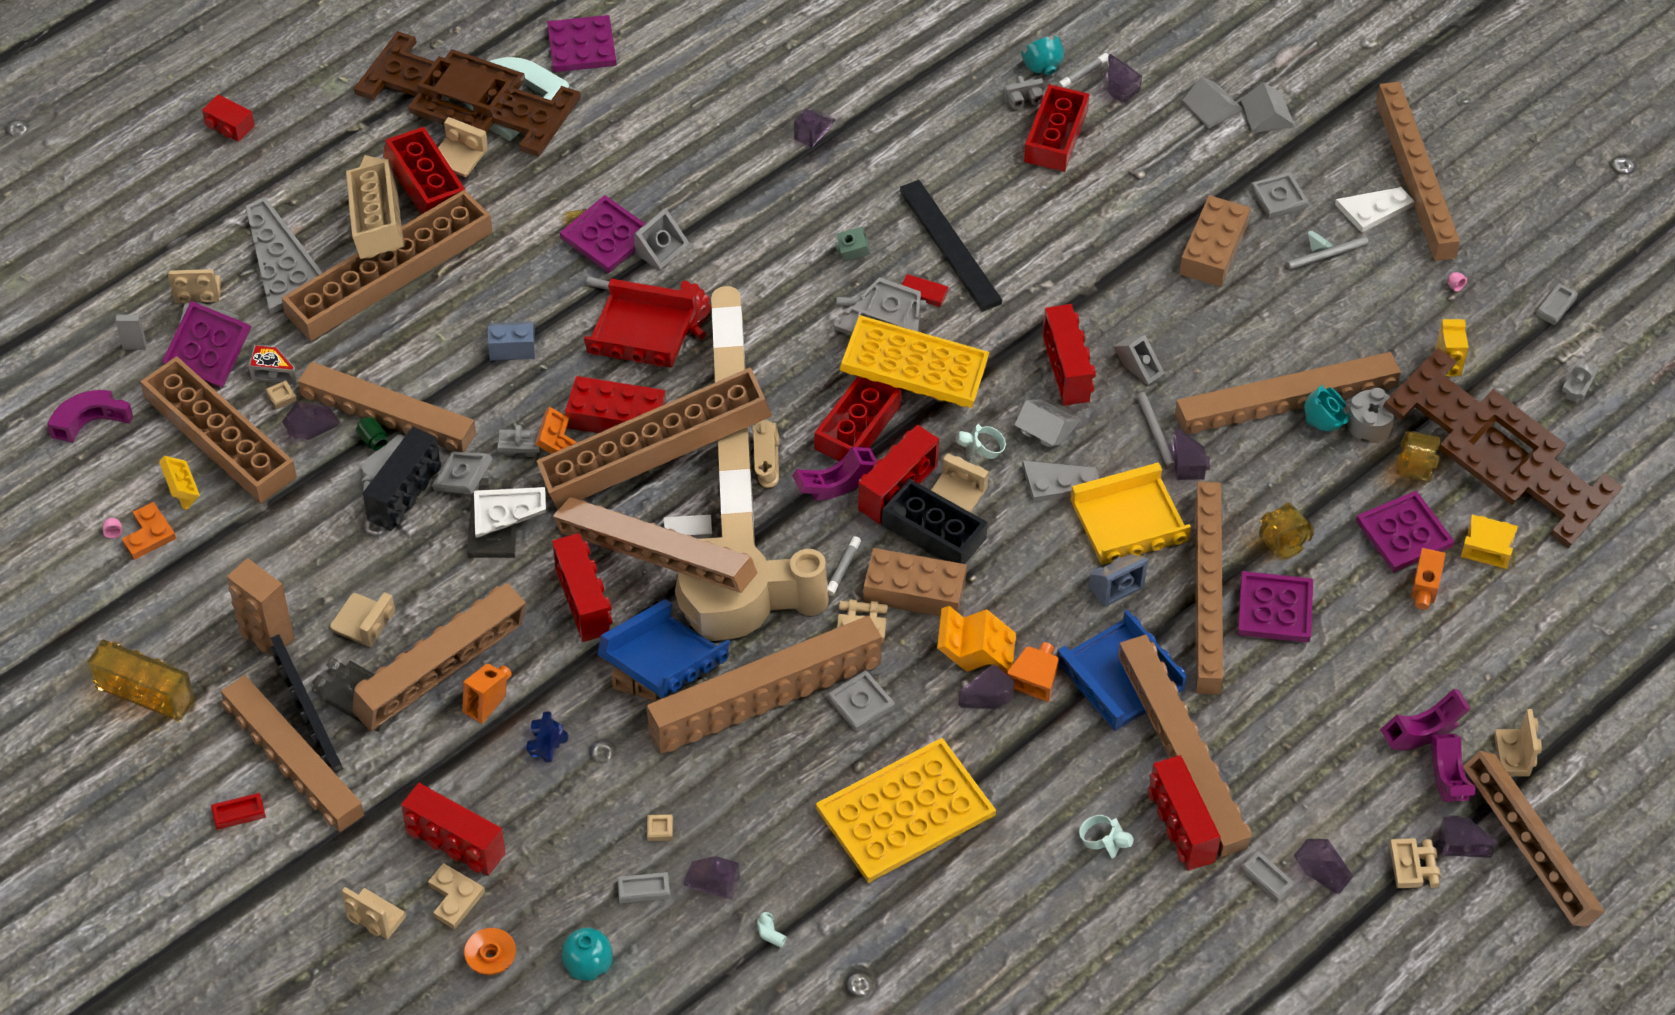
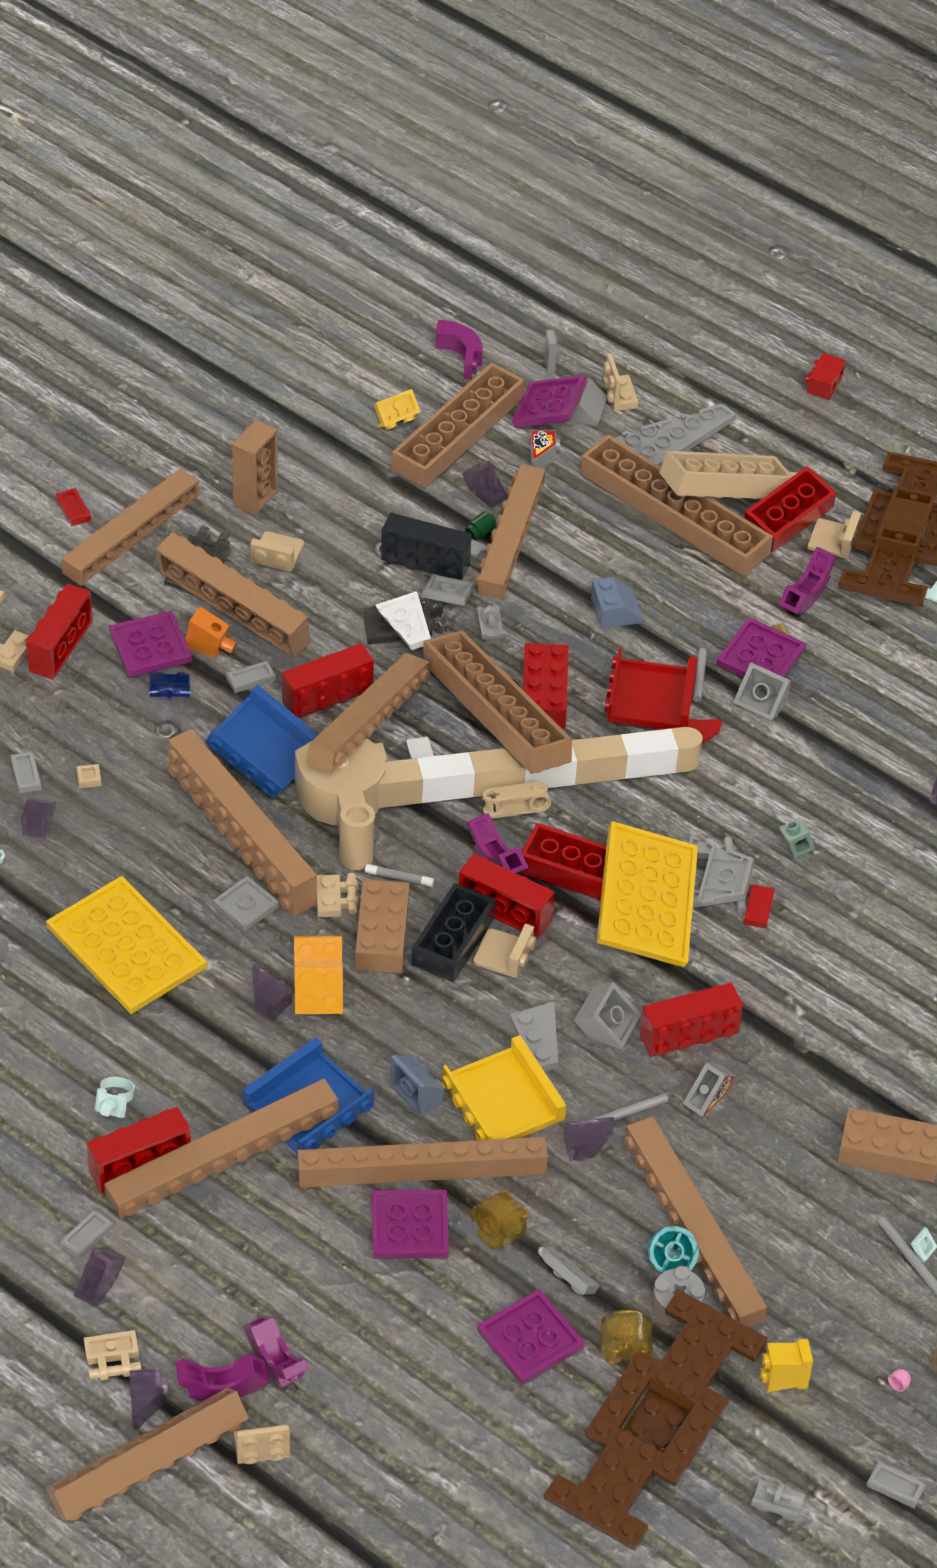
camera: 80 degrees right, 5 degrees down
(112, 528) = (345, 383): bright pink hinge -> none
(141, 680) = (184, 420): clear yellow brick -> none
(153, 532) = (347, 411): orange plate -> none
(281, 394) = (512, 463): tan tile -> none
(303, 700) = (184, 516): black wing -> none
(478, 751) = (150, 644): none -> magenta plate
(523, 181) = (810, 586): none -> magenta arch
(543, 665) = (250, 676): none -> light grey tile
(552, 431) = (498, 639): orange plate -> none
(950, 245) = (826, 923): black tile -> none
(972, 443) = (565, 953): light aqua piece -> none
(1035, 671) = (294, 1028): orange torso -> none
(1332, 495) = (567, 1270): none -> light grey hinge
(1427, 577) = (464, 1351): orange torso -> none
(1489, 541) = (531, 1414): yellow hips -> none

